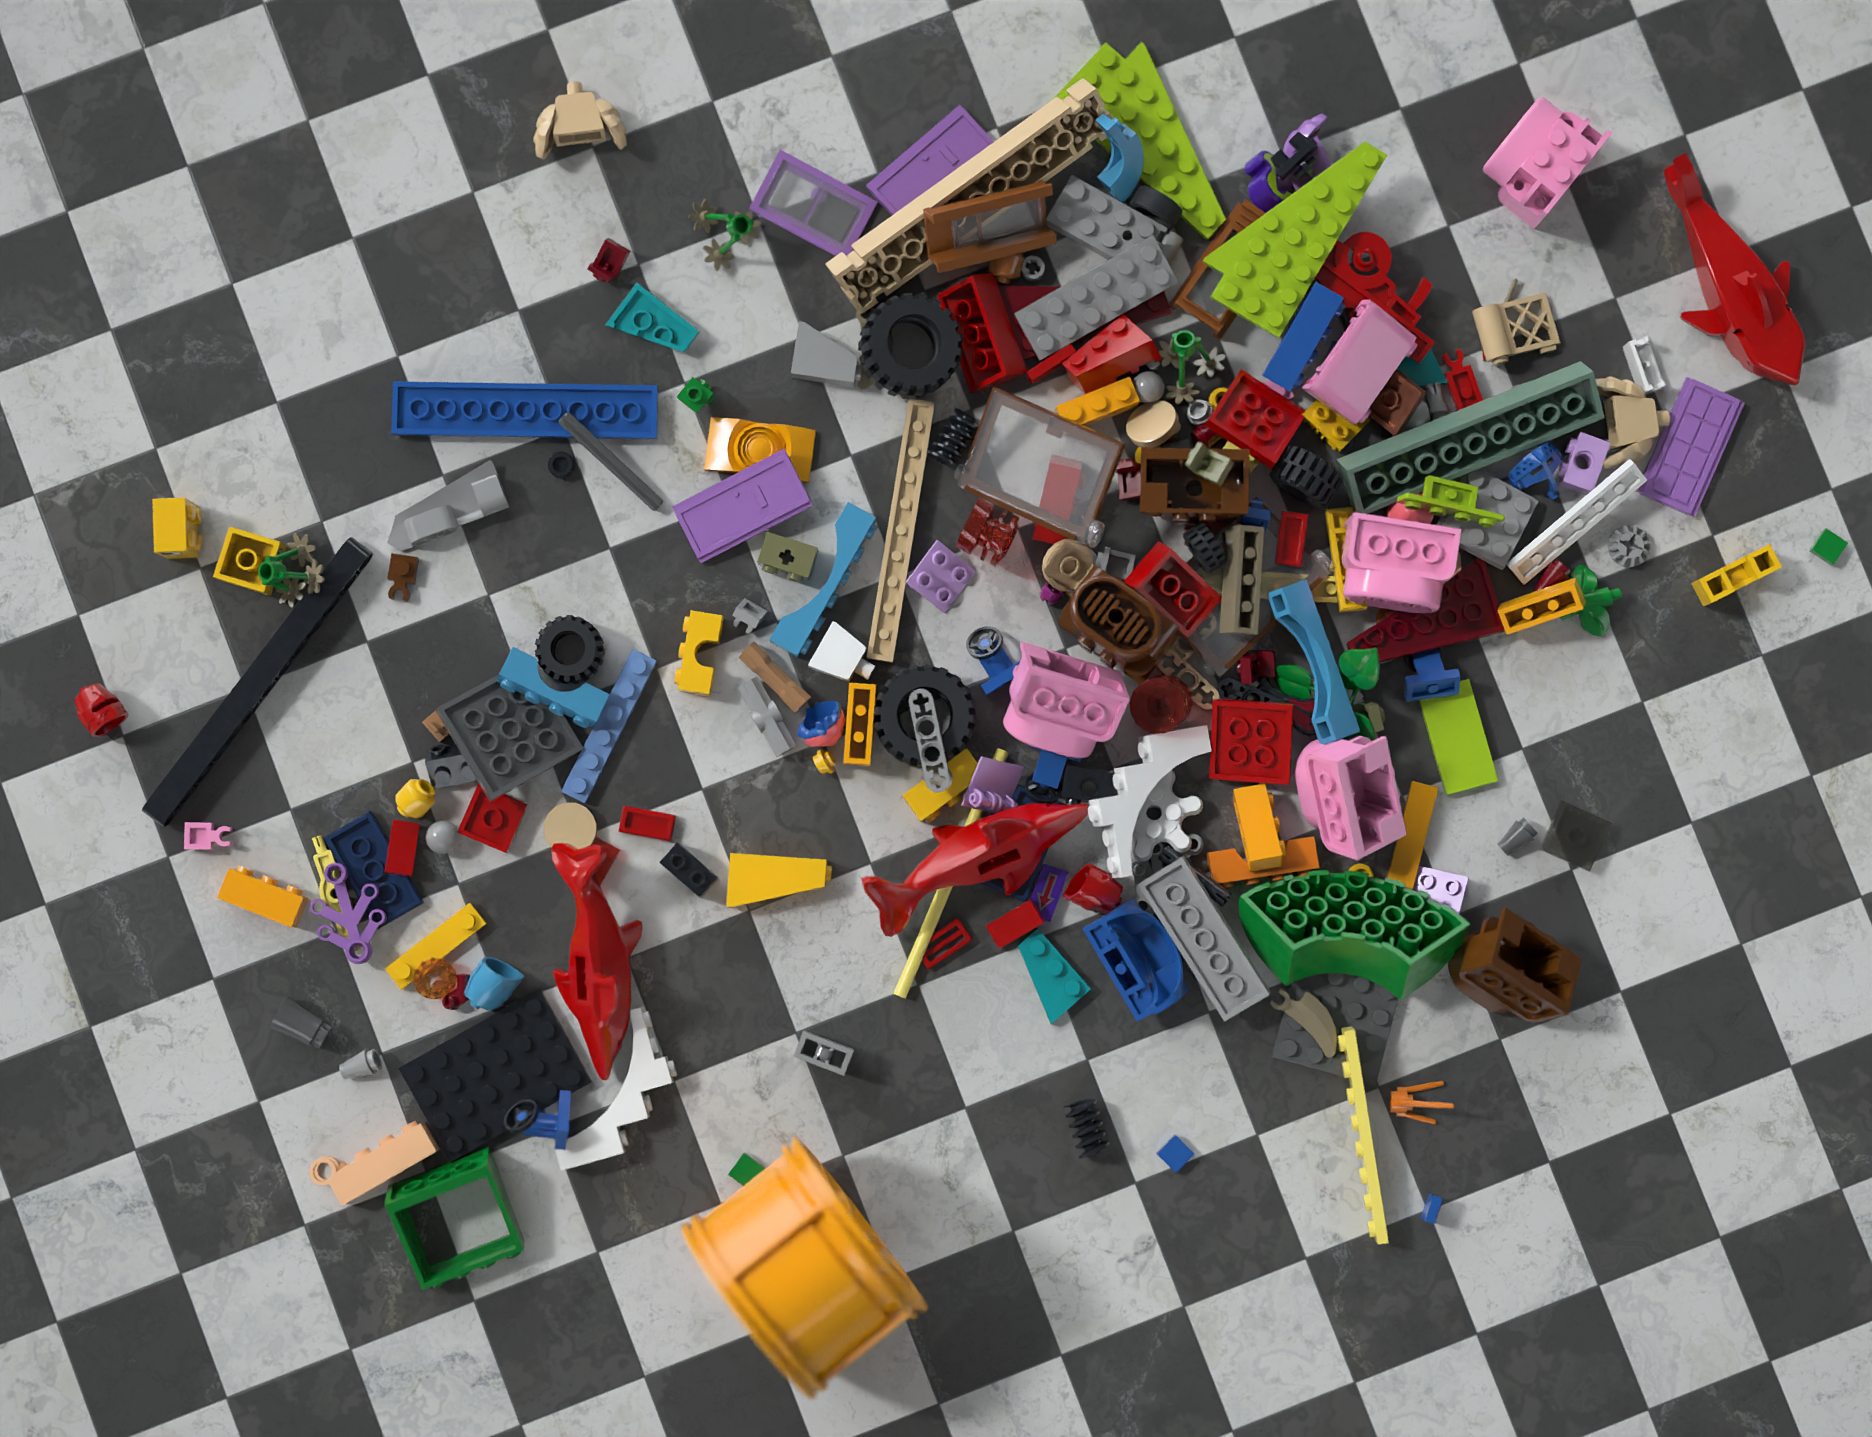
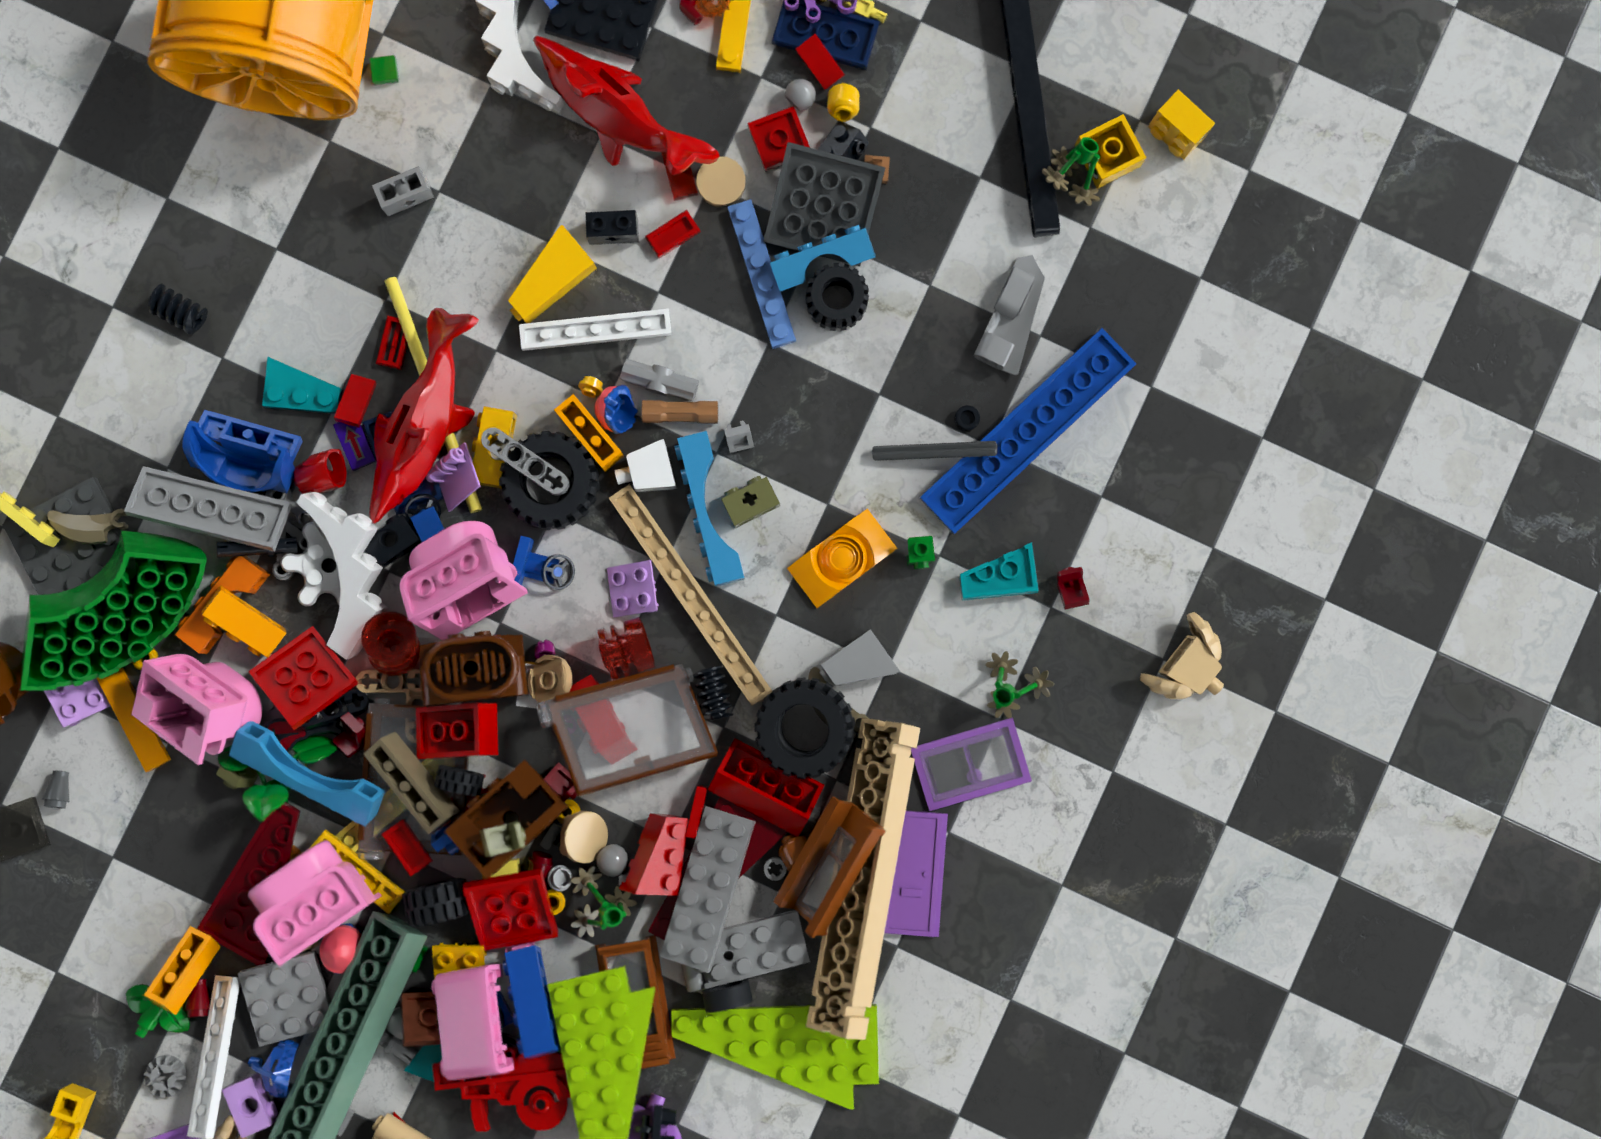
camera: 135 degrees right, 0 degrees up
(402, 571) = (1002, 245): reddish brown plate -> none
(492, 983) = (672, 25): dark azure helmet -> none
(700, 629) = (736, 360): yellow arch -> none
(742, 506) = (814, 507): medium lavender piece -> none
(778, 803) = (595, 329): none -> white plate
(1100, 403) = (635, 813): light orange brick -> none
(1115, 563) = (518, 713): light grey bracket -> none
(1126, 158) = (779, 1008): dark azure arch -> none
(1175, 1153) = (101, 350): blue tile -> none
(1264, 184) = (666, 1089): dark purple animal -> none
(1431, 677) = (217, 843): blue piece -> none
(1450, 498) = (318, 986): lime bracket -> none
(1458, 740) = (165, 821): lime tile -> none
(1461, 382) = (391, 1079): red plate -> none

